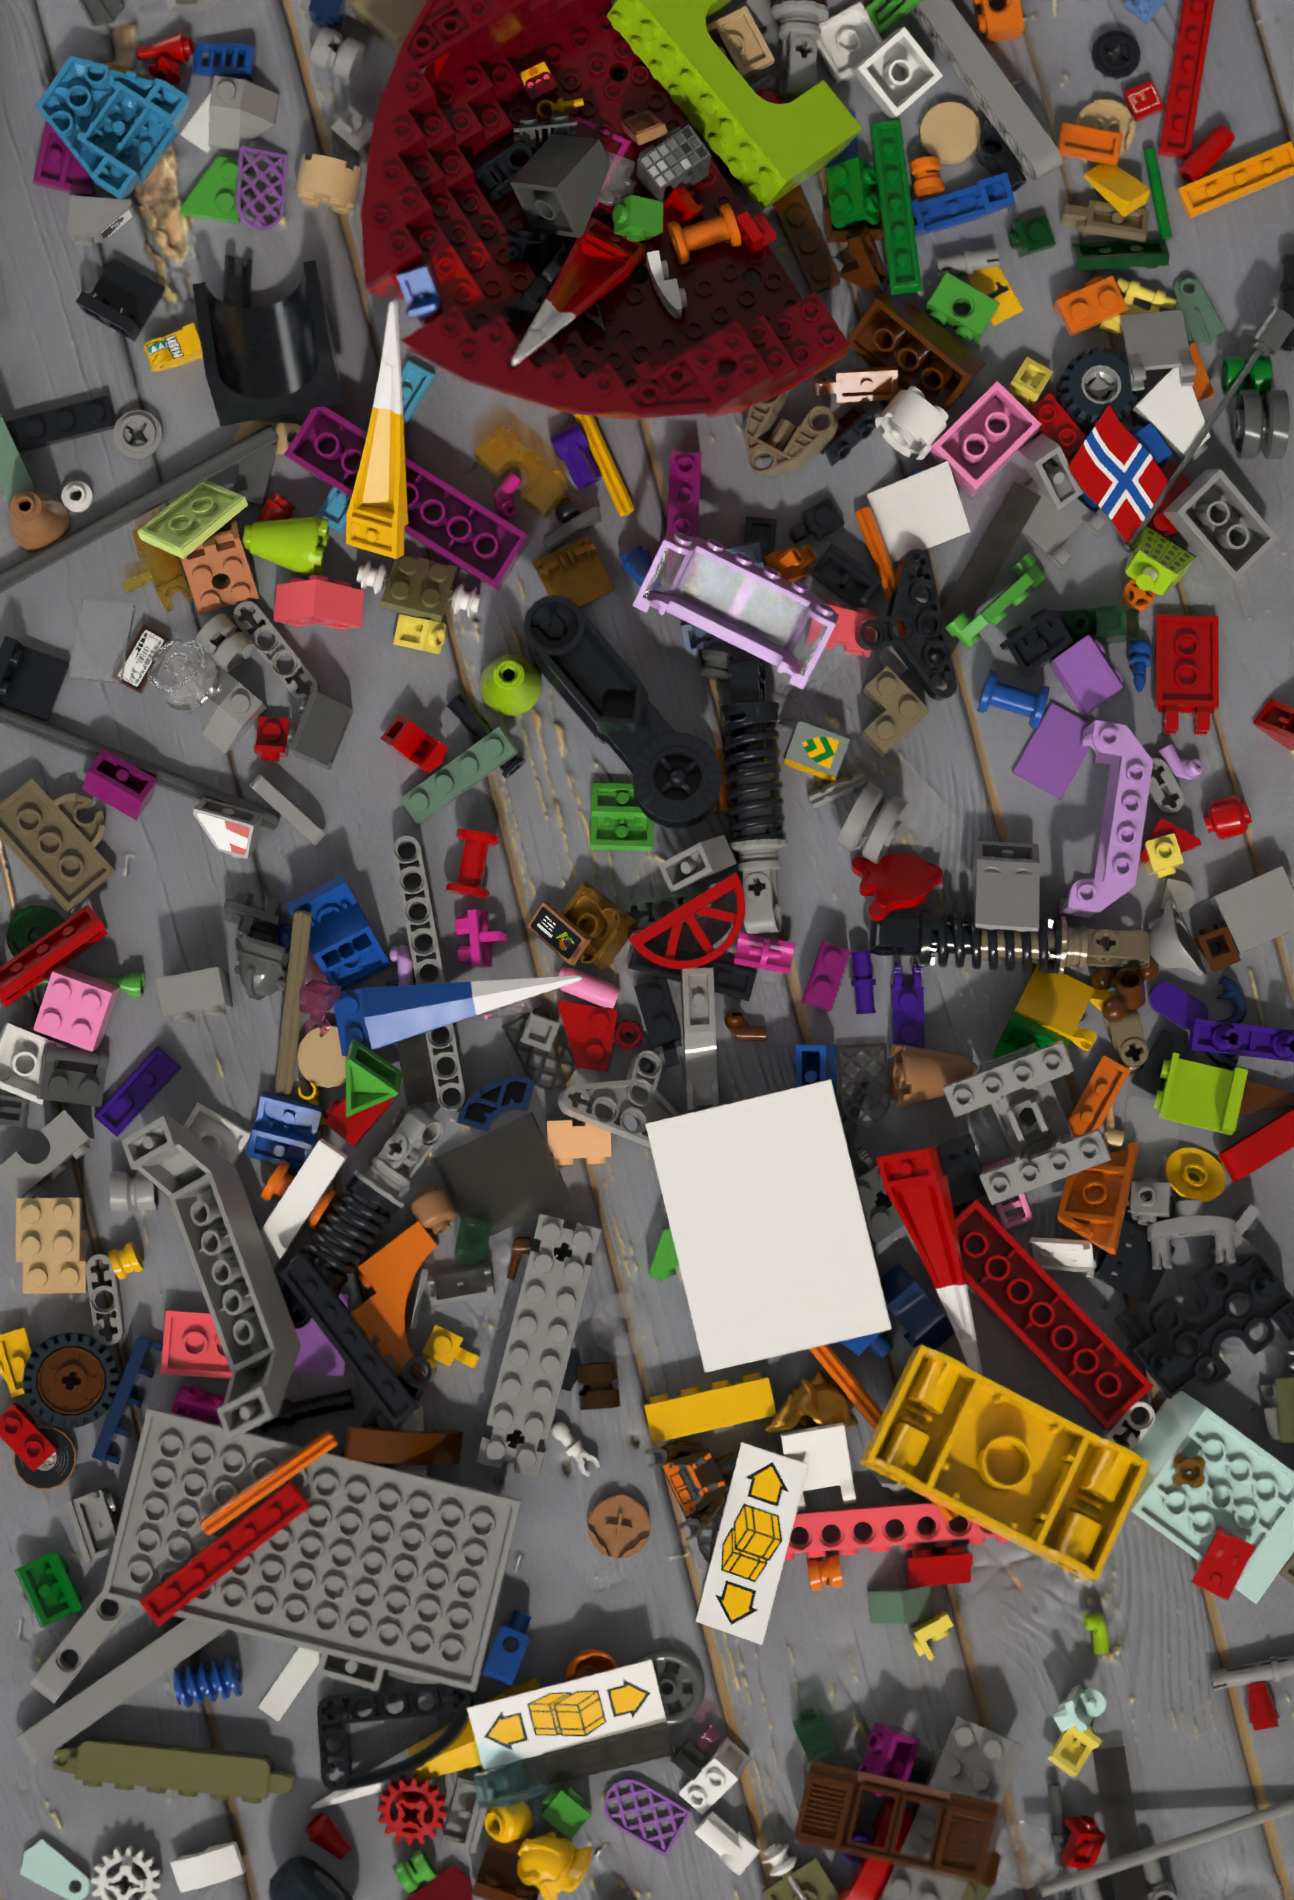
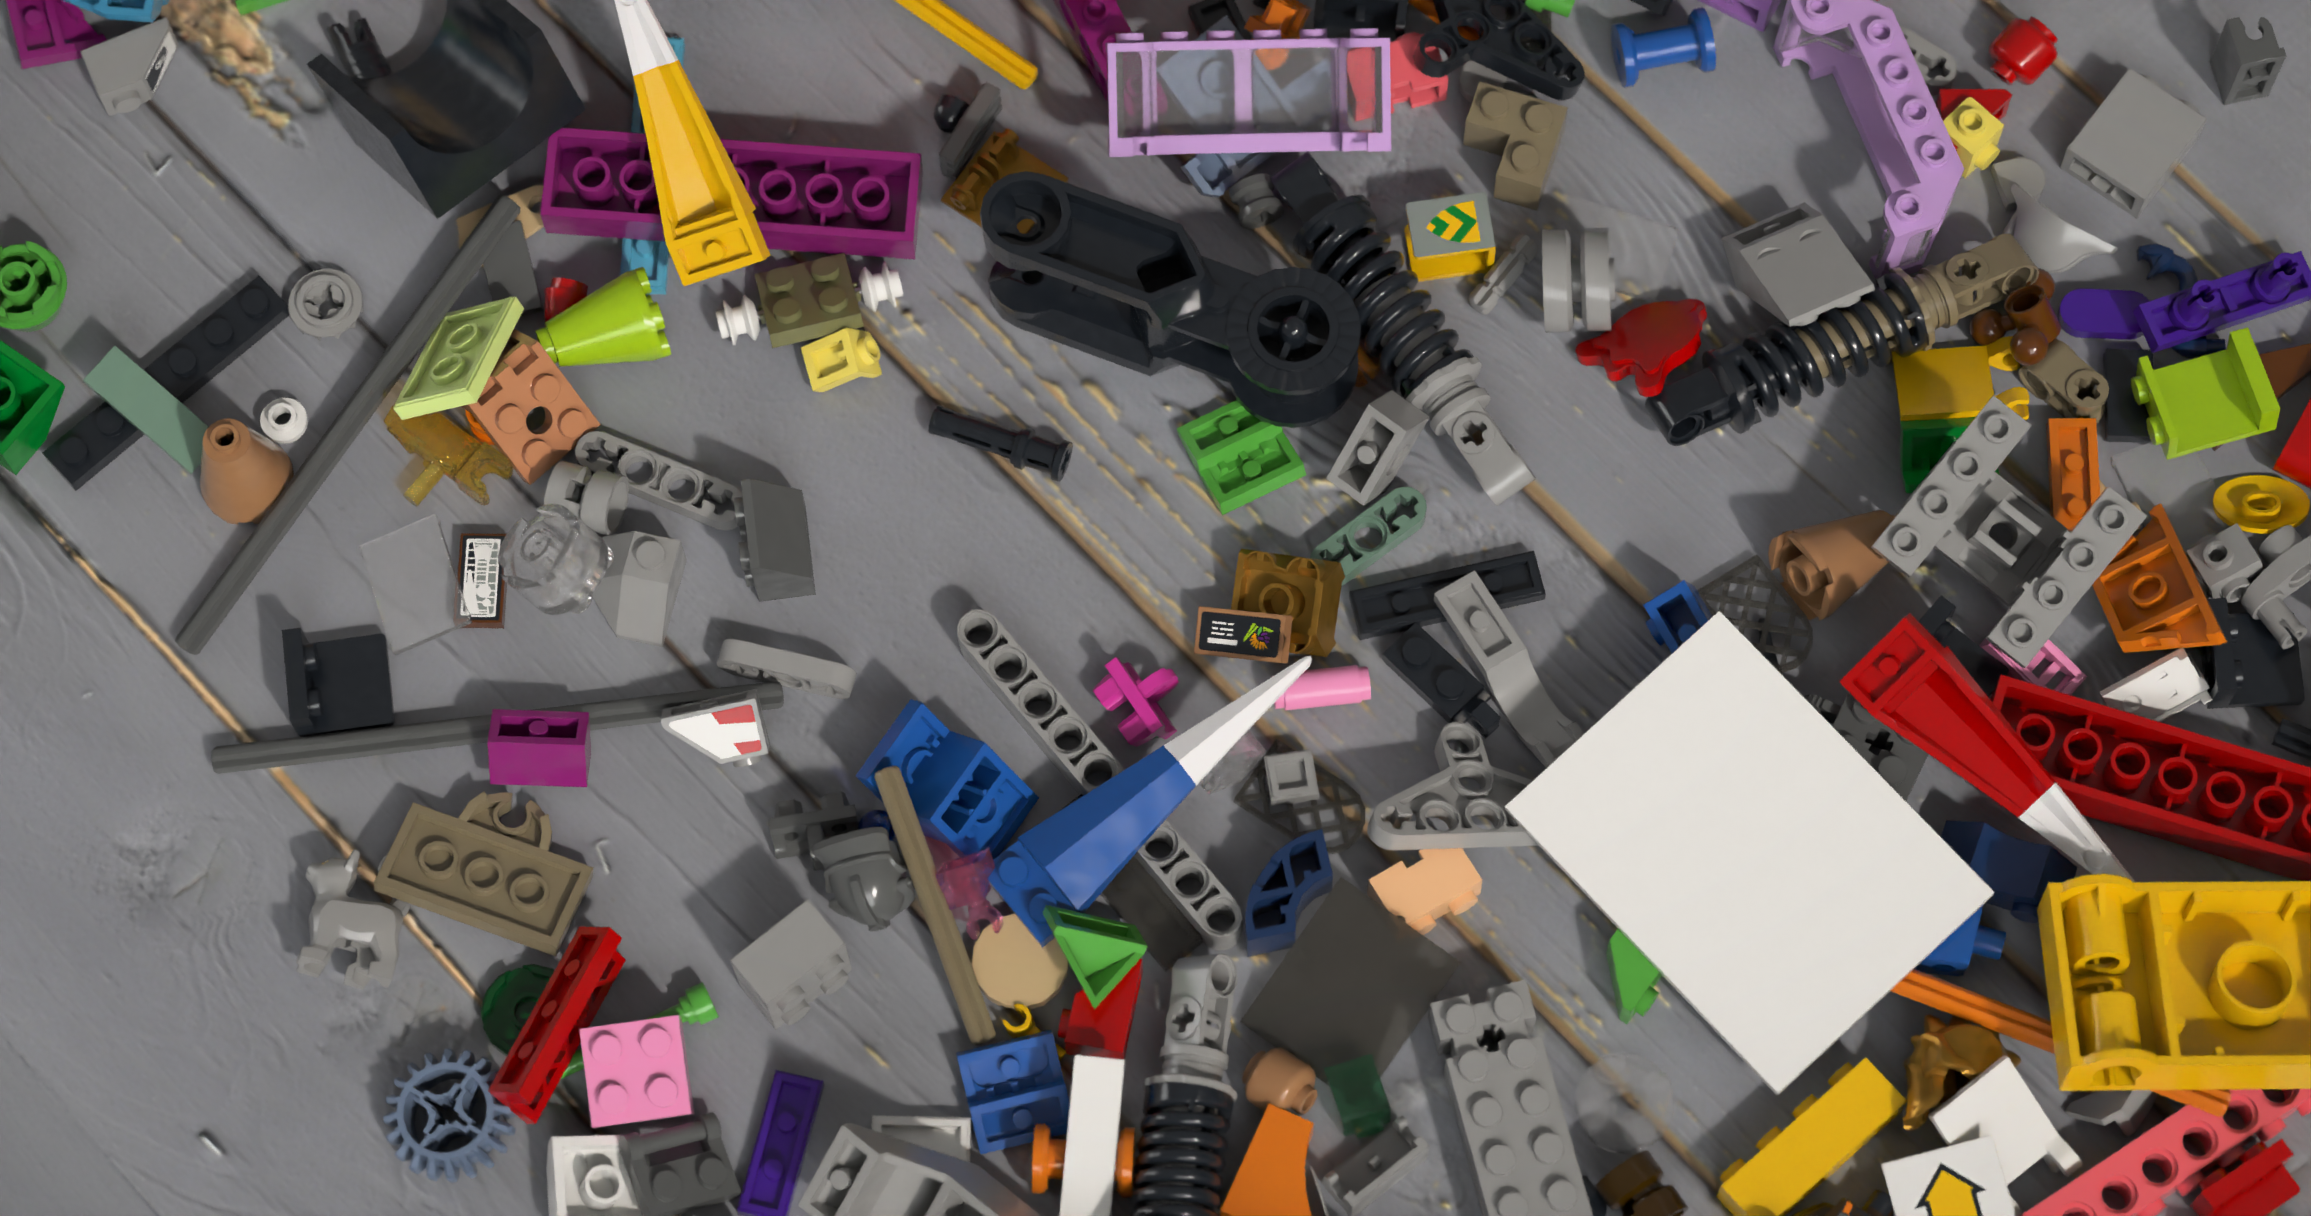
camera: 25 degrees left, 15 degrees down
(122, 299) = (216, 150): black bracket -> none
(174, 349) = (321, 173): yellow leg -> none
(272, 738) = (715, 590): red bracket -> none
(319, 602) = (685, 380): coral brick -> none
(403, 958) = (1057, 779): lavender arm -> none
(414, 744) = (914, 498): red brick -> none
(459, 775) = (995, 504): sand green plate -> none
(472, 863) = (1068, 578): red piece -> none
(503, 451) = (829, 82): clear yellow arch -> none
(503, 496) = (855, 129): dark pink arm -> none
(512, 696) = (998, 358): lime cone -> none
(521, 1245) = (1425, 1073): reddish brown hand -> none
(573, 450) = (916, 36): dark purple piece -> none
(589, 1033) = (1358, 747): red wing -> none
(628, 1043) = (1413, 709): dark red plate -> none
(637, 564) = (1083, 133): blue cone -> none
(685, 912) = (1389, 531): red window -> none
(741, 1029) = (1558, 637): reddish brown arm -> none
(764, 953) = (1531, 519): dark pink hips -> none
(826, 977) = (1630, 508): magenta brick -> none
(863, 982) = (1681, 492): dark purple pin -> none
(907, 1008) = (1755, 491): dark purple hinge -> none
(1053, 752) = (1753, 92): medium lavender piece -> none
(1181, 767) = (1927, 25): lavender arm -> none
(1227, 951) = (2114, 201): reddish brown brick -> none

